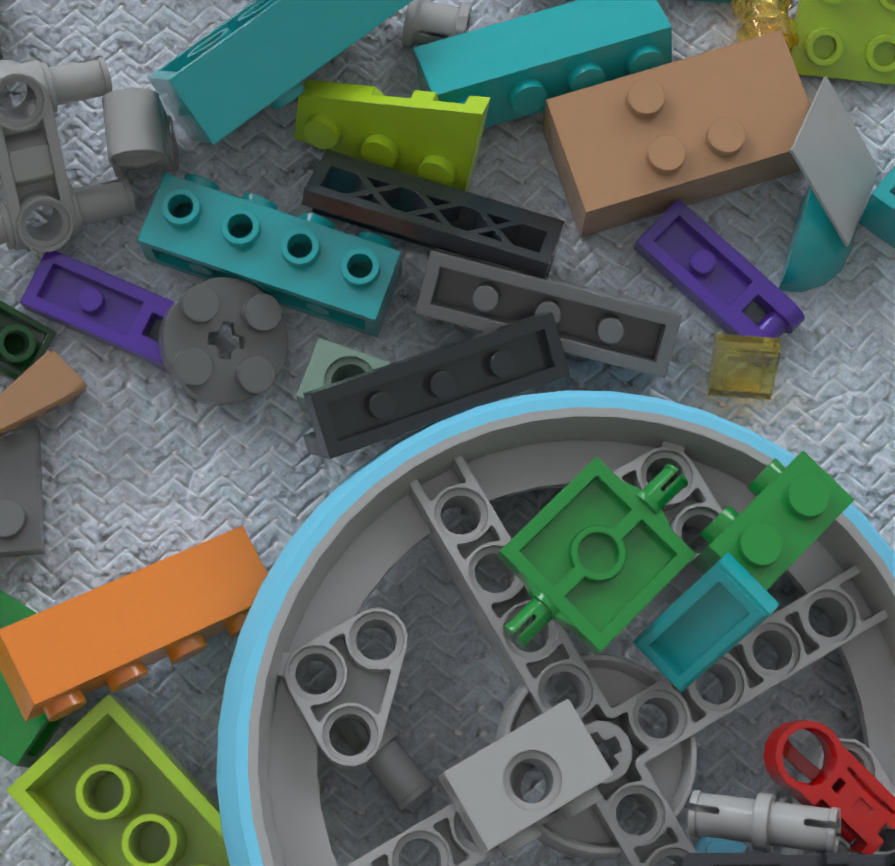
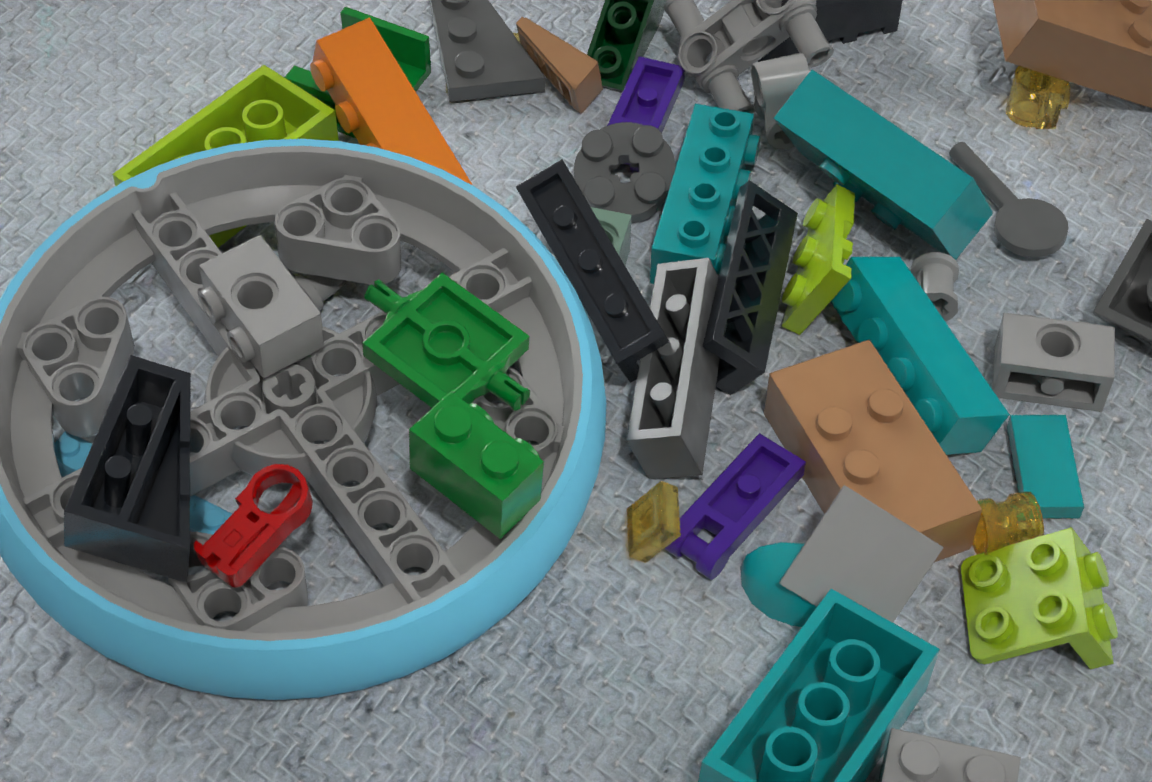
camera: 85 degrees right, 25 degrees down
(705, 622) = (390, 411): teal tile -> none
(764, 822) = (221, 466): light grey pin -> none

